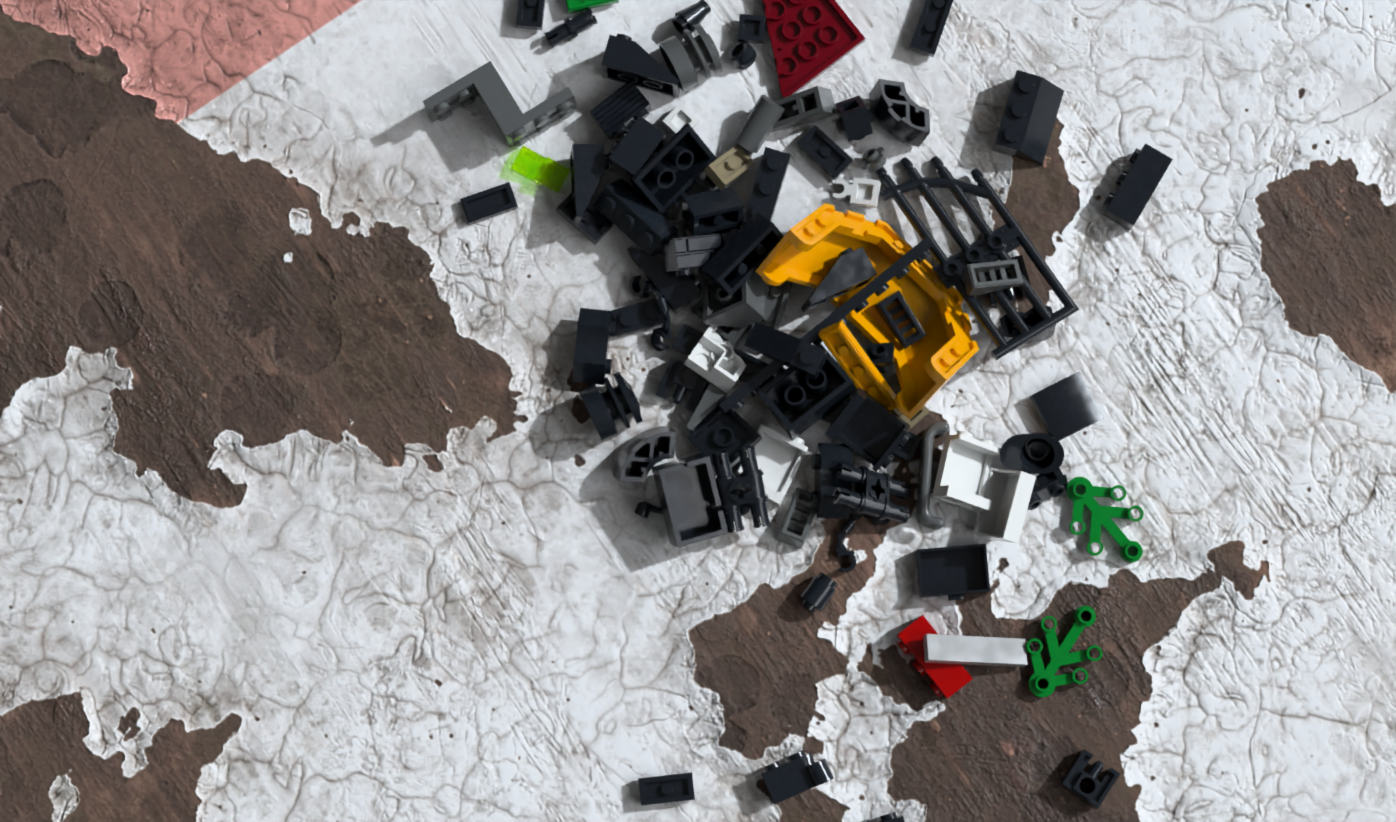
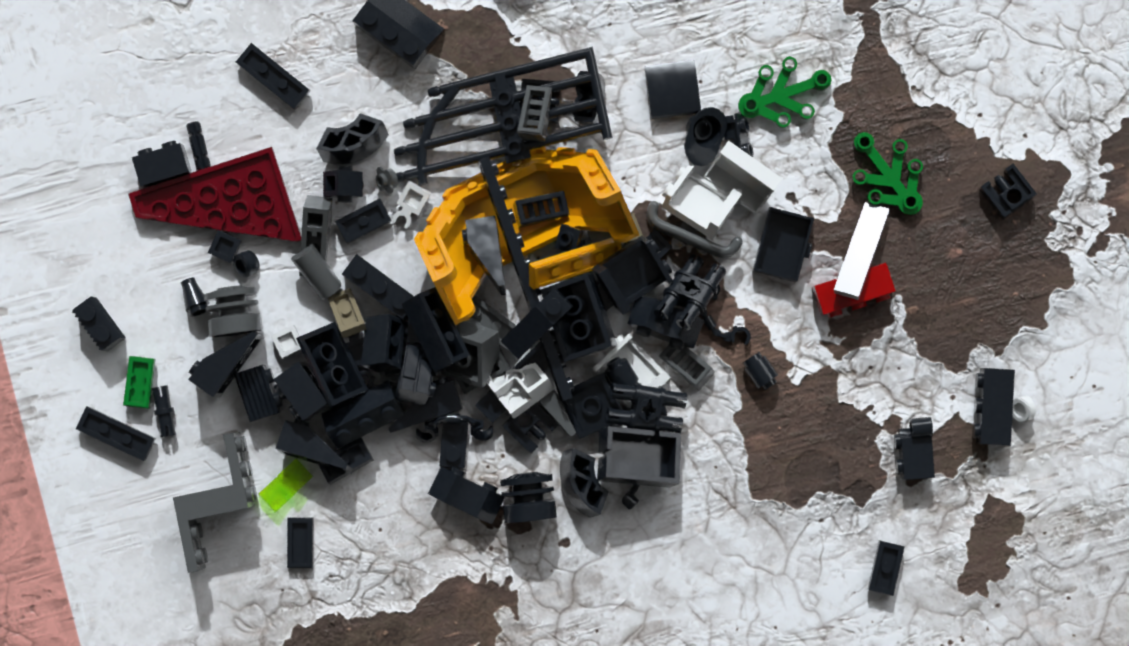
camera: 75 degrees left, 5 degrees up
(767, 454) = (621, 372): none -> black brick

